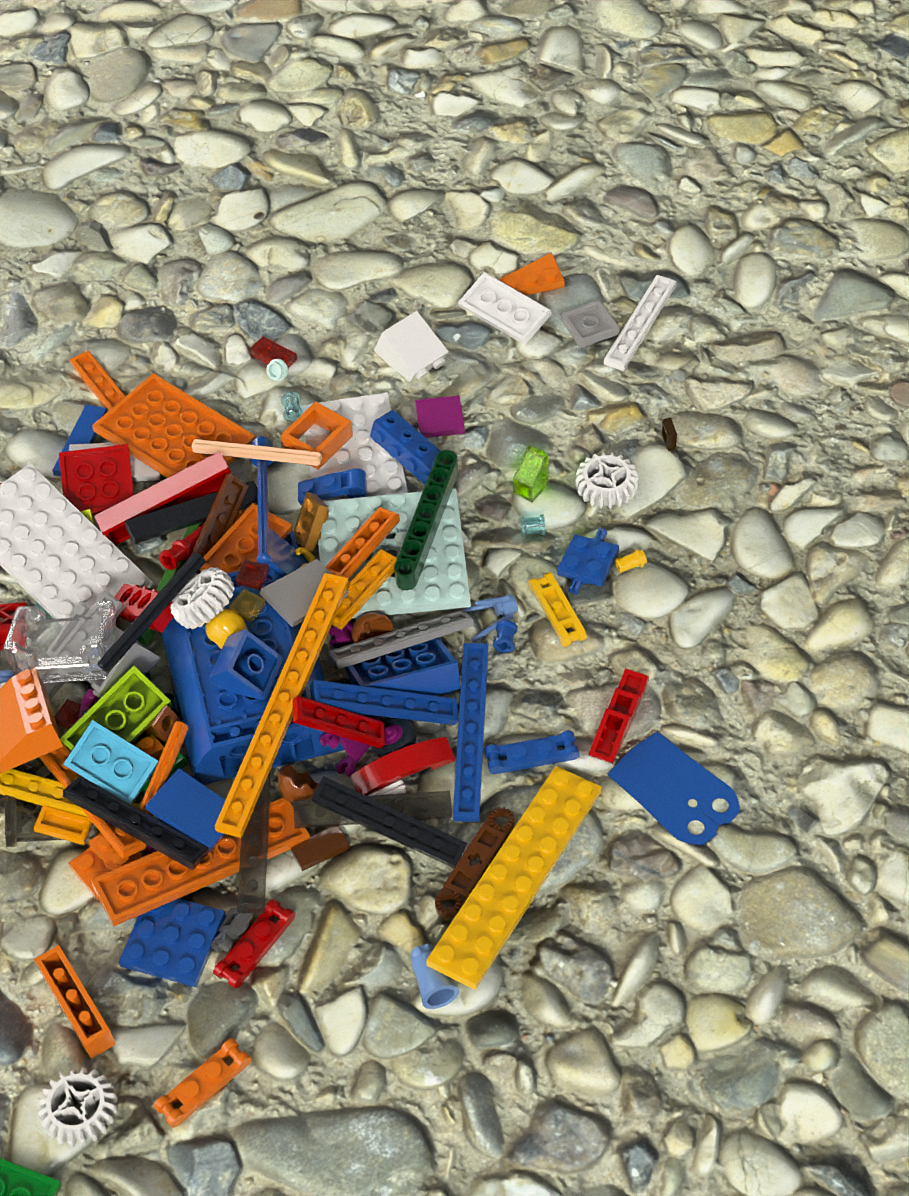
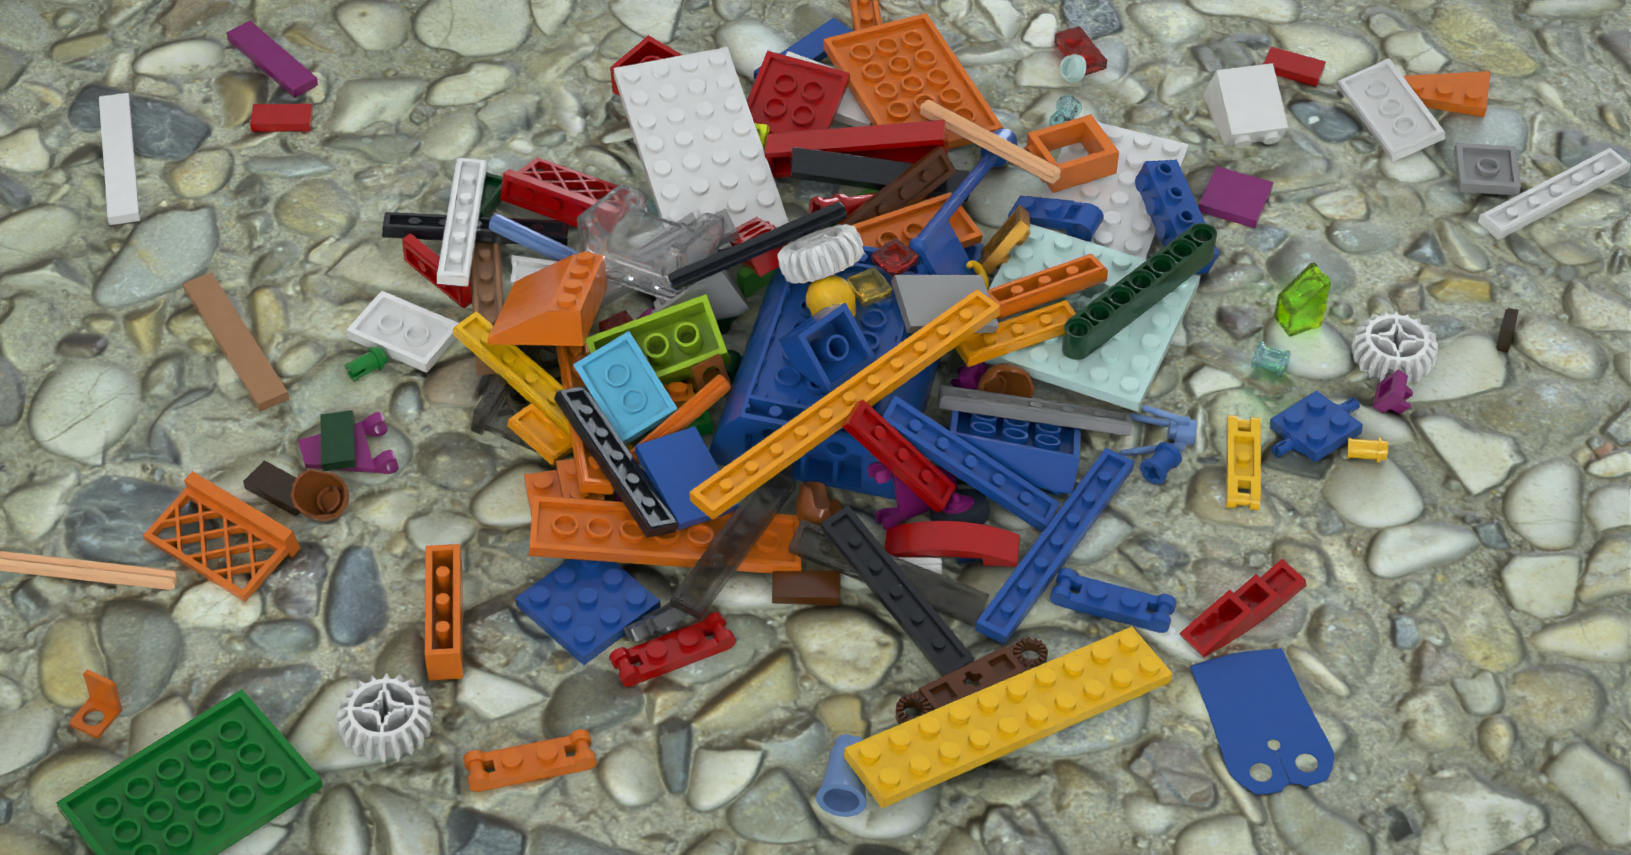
camera: 25 degrees right, 5 degrees down
(423, 303) = (1295, 66): none -> red tile
(623, 513) = (1392, 393): none -> magenta tile

